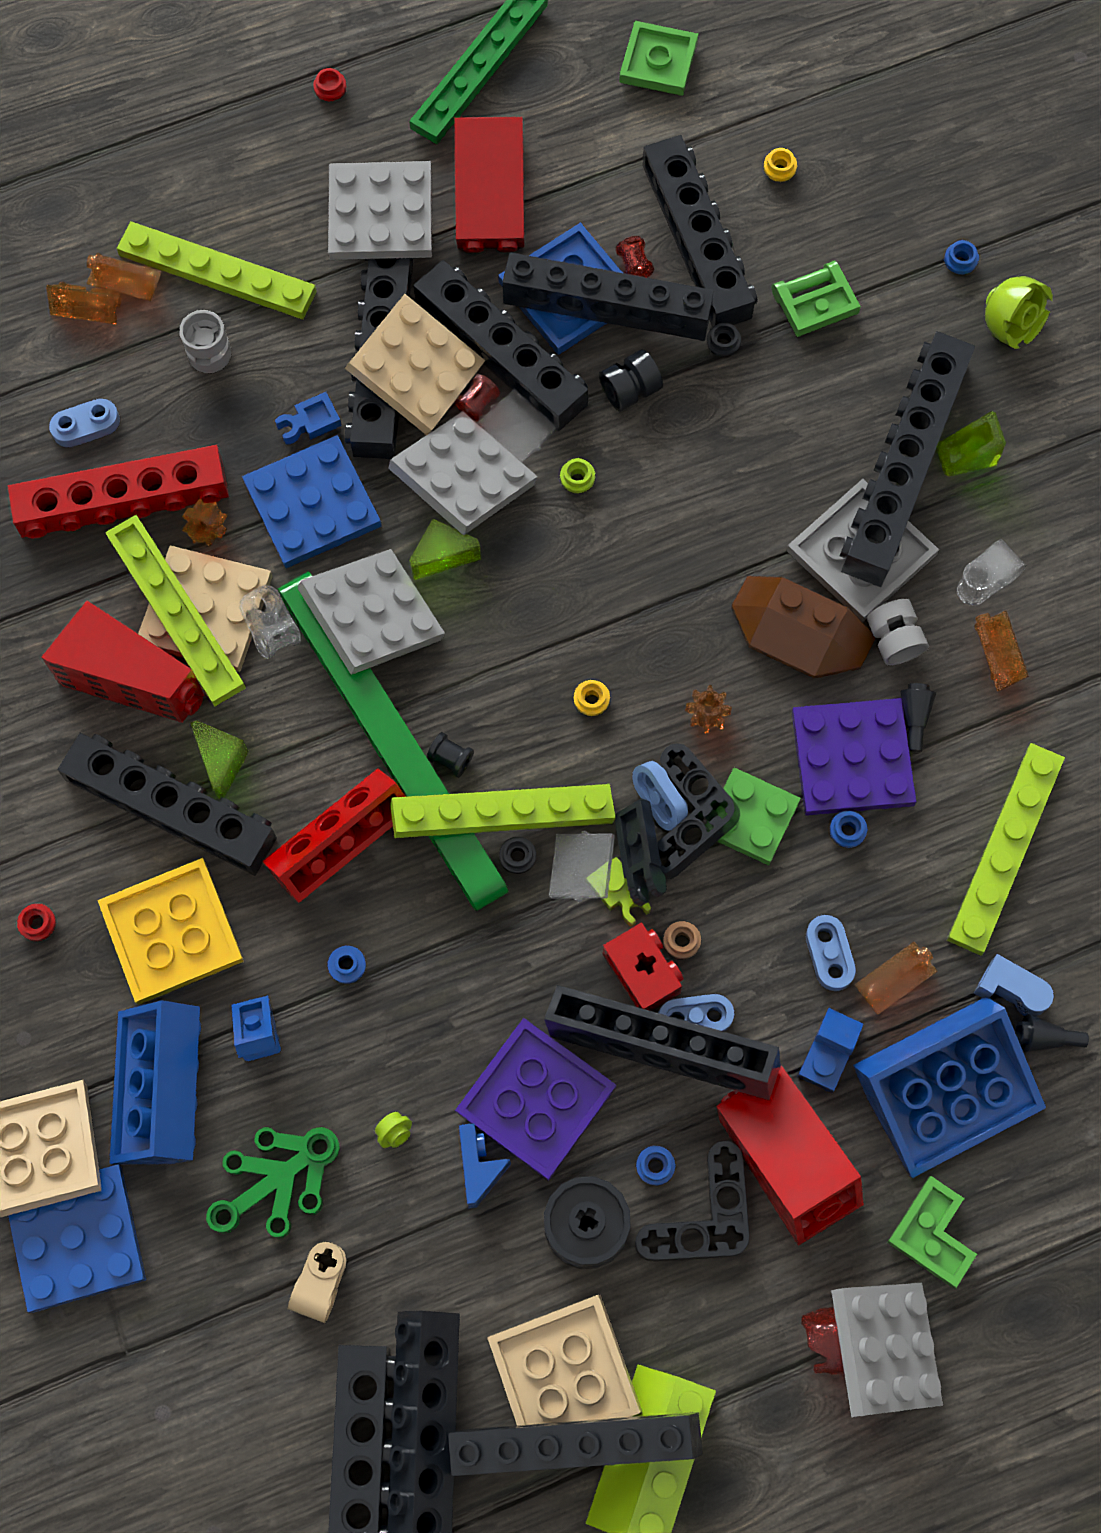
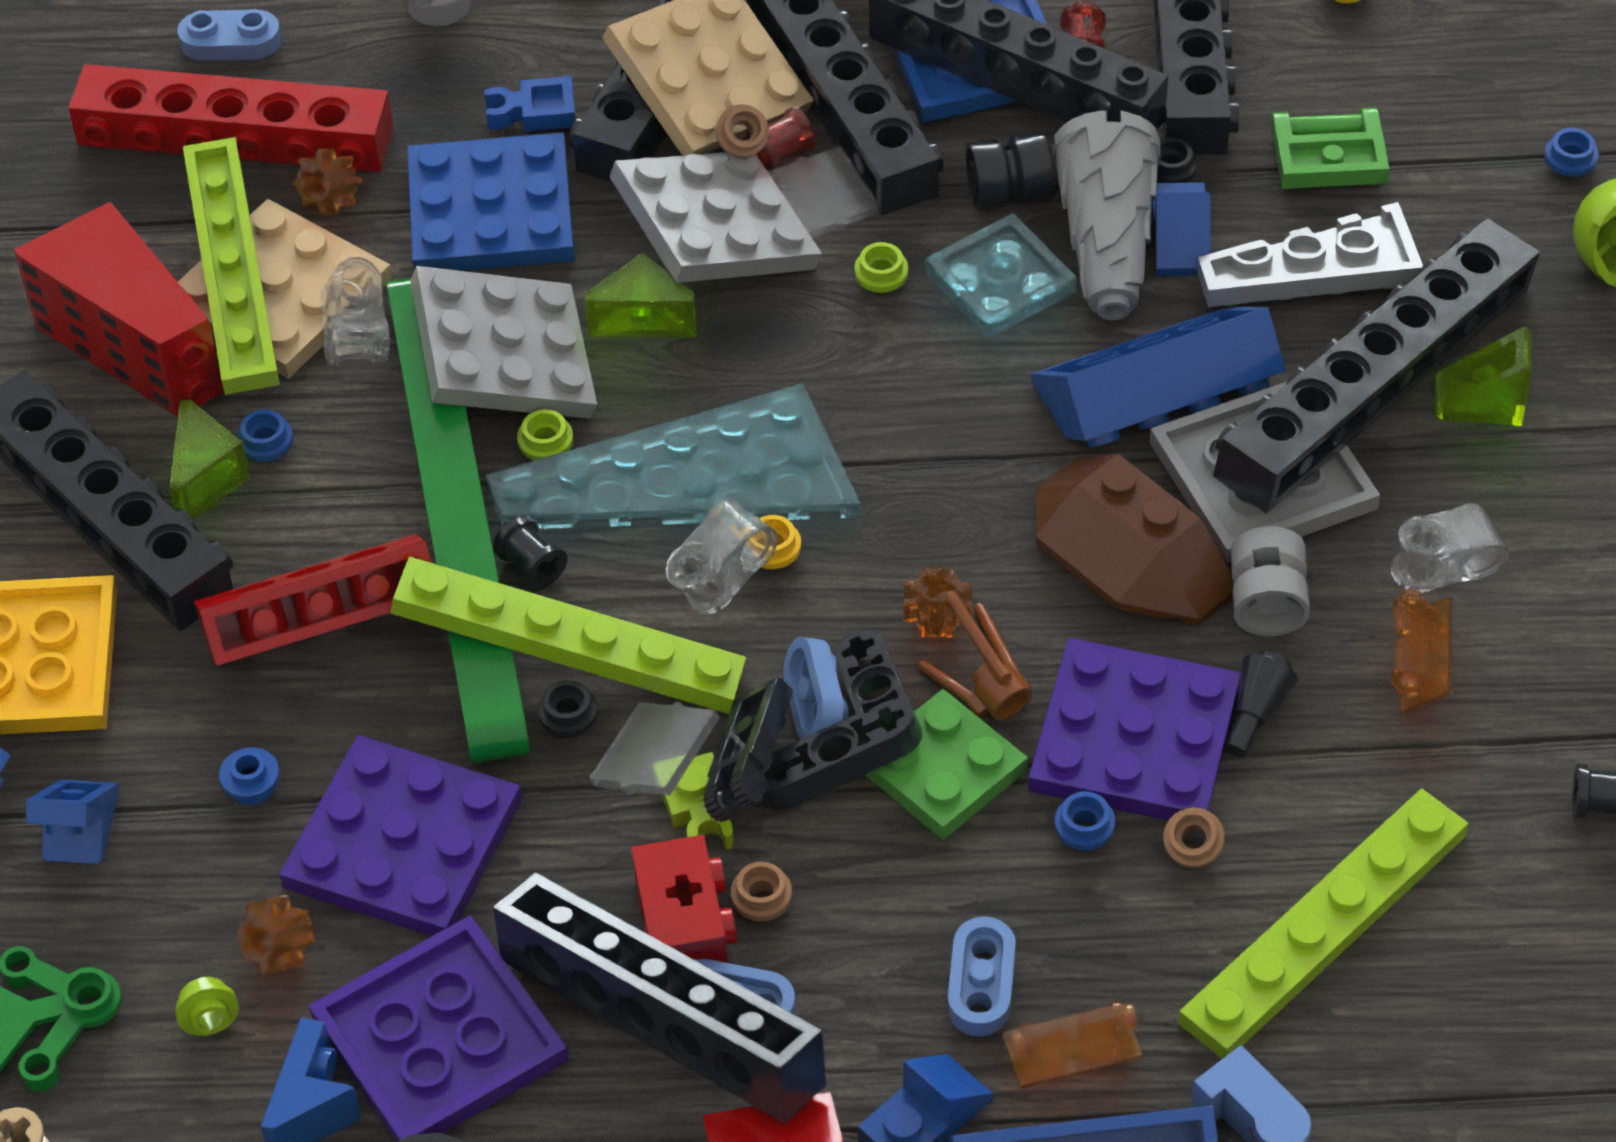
camera: 20 degrees right, 20 degrees down
(247, 713) = (265, 435): none -> blue plate
(414, 1070) = (275, 934): none -> clear orange gear
(422, 656) = (544, 434): none -> lime plate
(455, 974) = (401, 836): none -> dark purple plate
(467, 406) = (750, 118): none -> medium nougat plate
(528, 655) = (757, 451): none -> clear light blue wing
(572, 718) = (721, 551): none -> clear piece
(653, 458) = (1000, 275): none -> clear light blue plate
(700, 381) = (1108, 190): none -> light grey cone
(747, 386) = (1180, 227): none -> blue slope
(766, 753) = (998, 683): none -> dark orange plant
(776, 500) = (1161, 373): none -> blue slope
(849, 382) = (1333, 261): none -> light grey wing
(925, 825) = (1188, 821): none -> medium nougat plate

